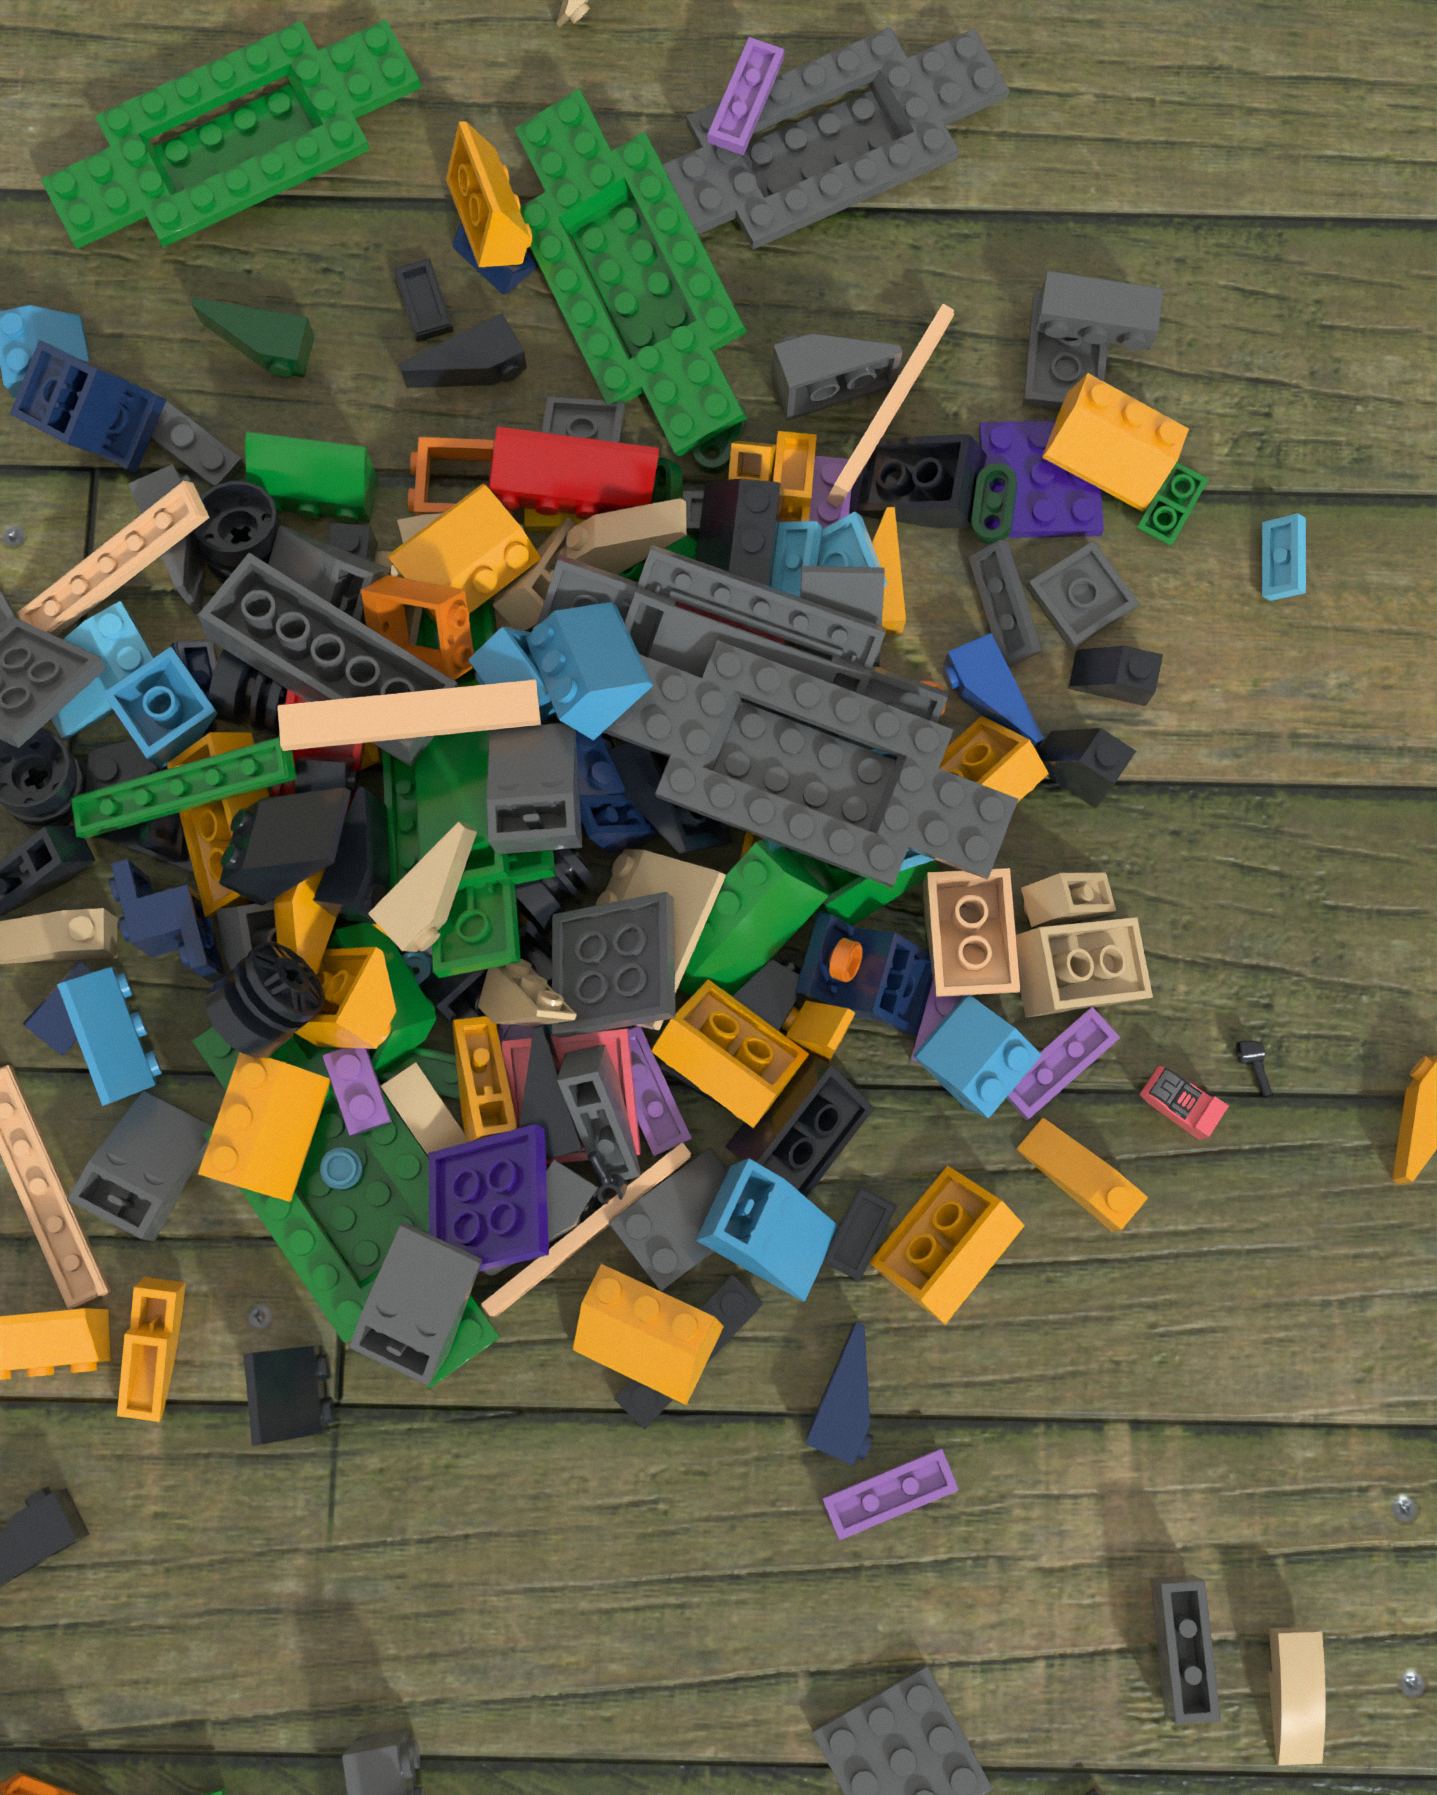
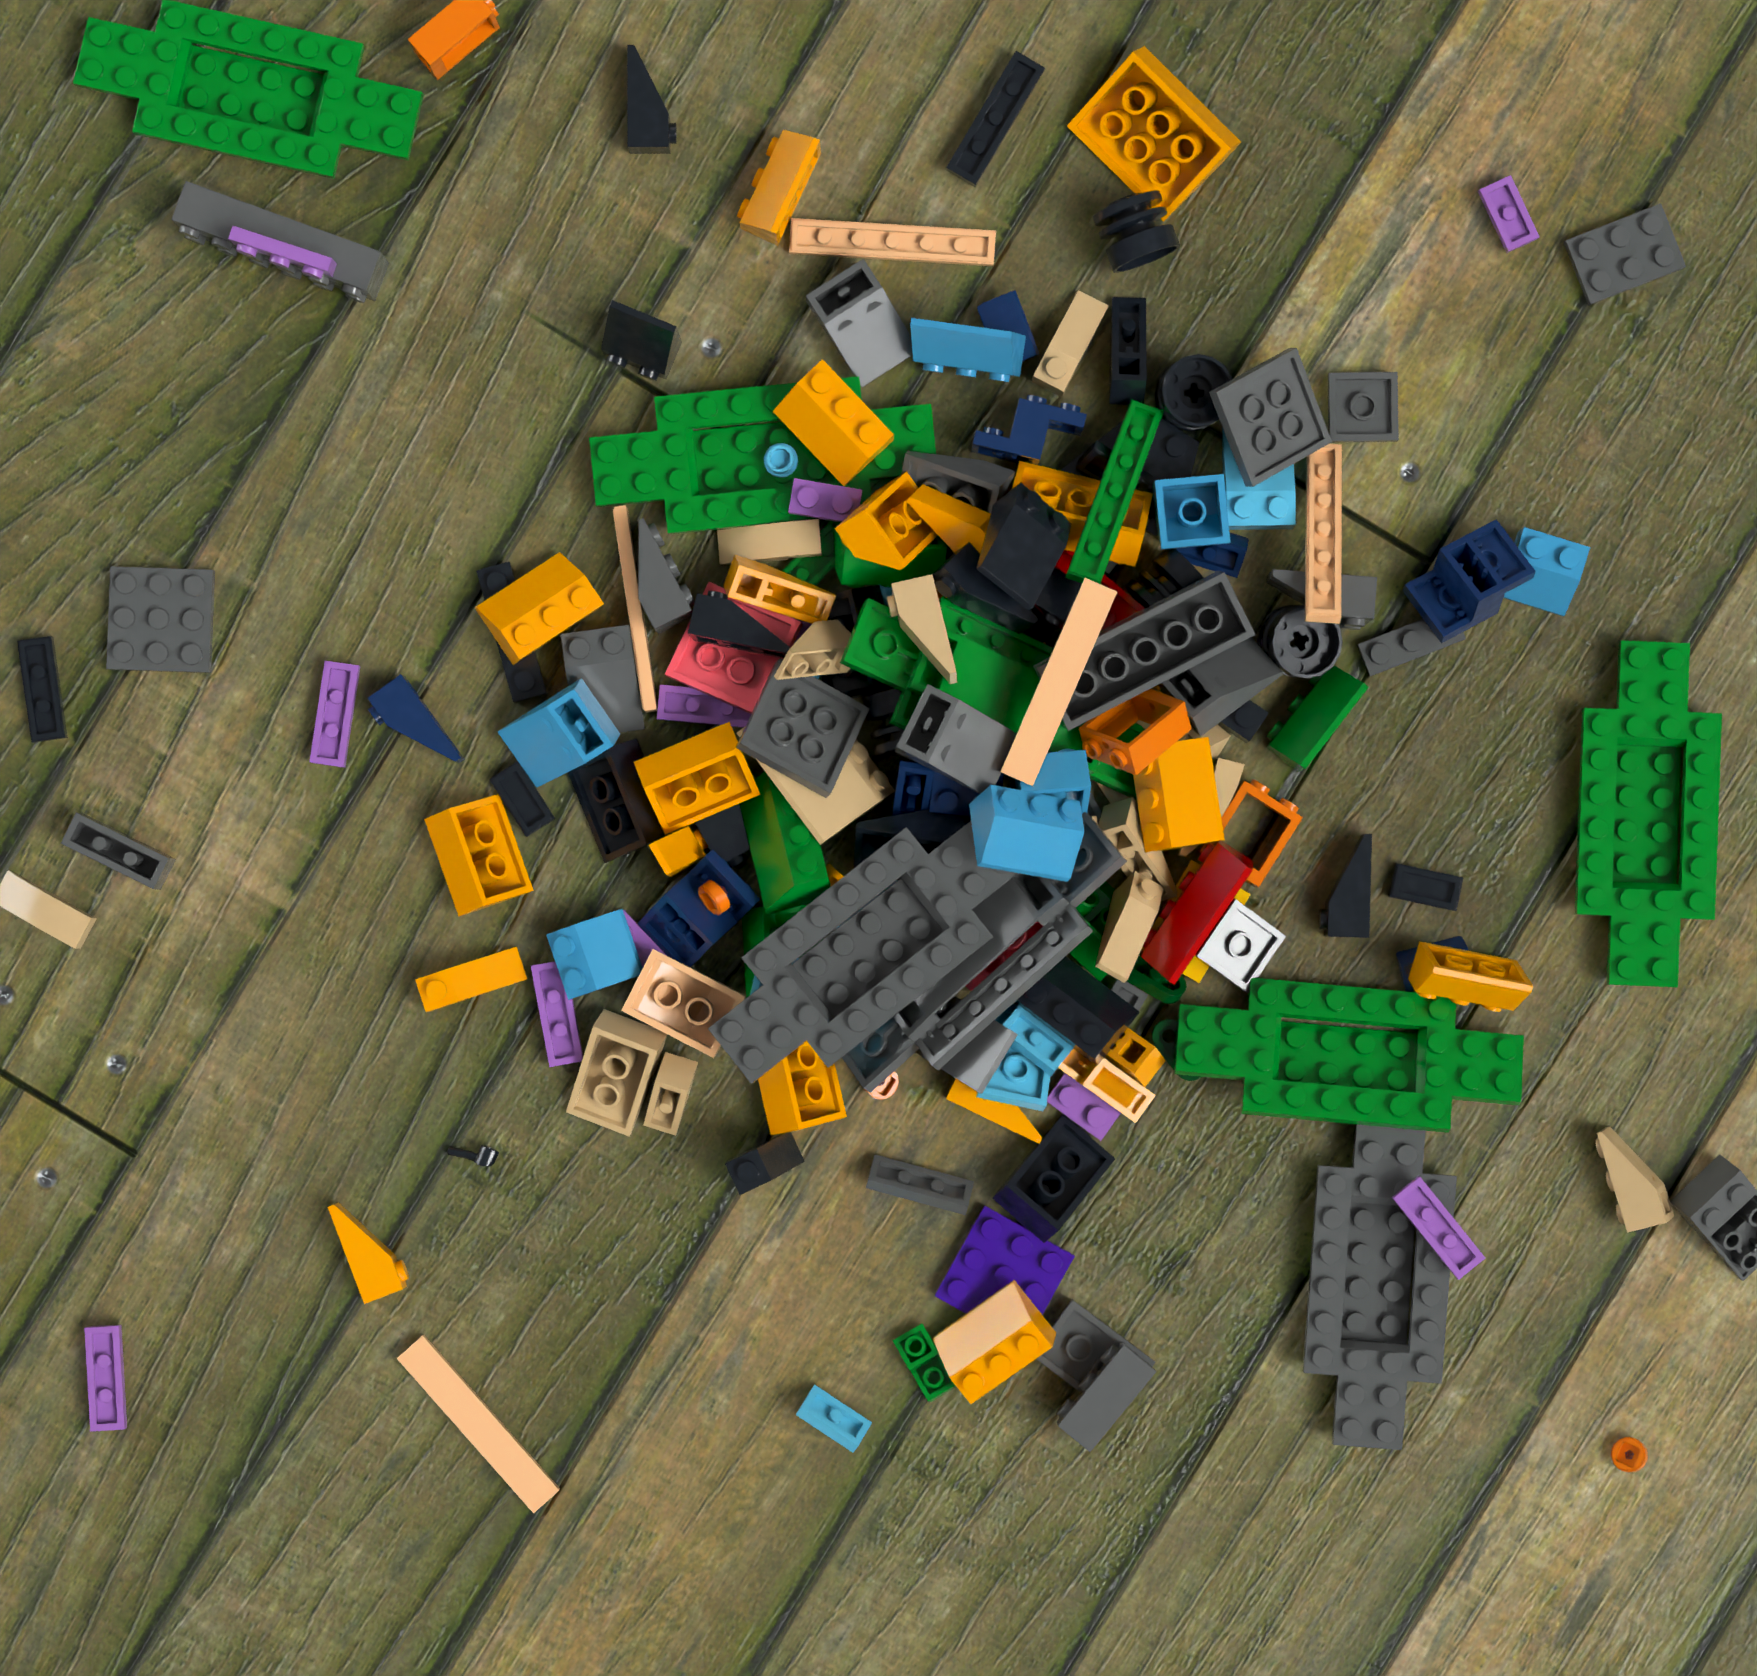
camera: 125 degrees right, 10 degrees up
(150, 1348) = (731, 261): light orange slope -> none
(264, 1000) = (914, 469): black wheel -> none
(269, 338) = (1456, 749): dark green slope -> none
(416, 1304) = (645, 460): dark grey slope -> none
(492, 1197) = (687, 547): dark purple plate -> none
(599, 1109) = (707, 660): dark grey slope -> none
(606, 1180) = (657, 639): black hand -> none
(829, 371) = (1178, 1154): dark grey slope -> none
(890, 406) = (1123, 1192): light nougat tile -> none
(989, 687) = (866, 1133): blue slope -> none
(994, 505) = (1000, 1218): dark green plate -> none
(1082, 595) = (893, 1248): dark grey plate -> none
(1116, 673) = (818, 1233): black slope -> none
(1183, 1103) = (478, 1084): coral leg -> none

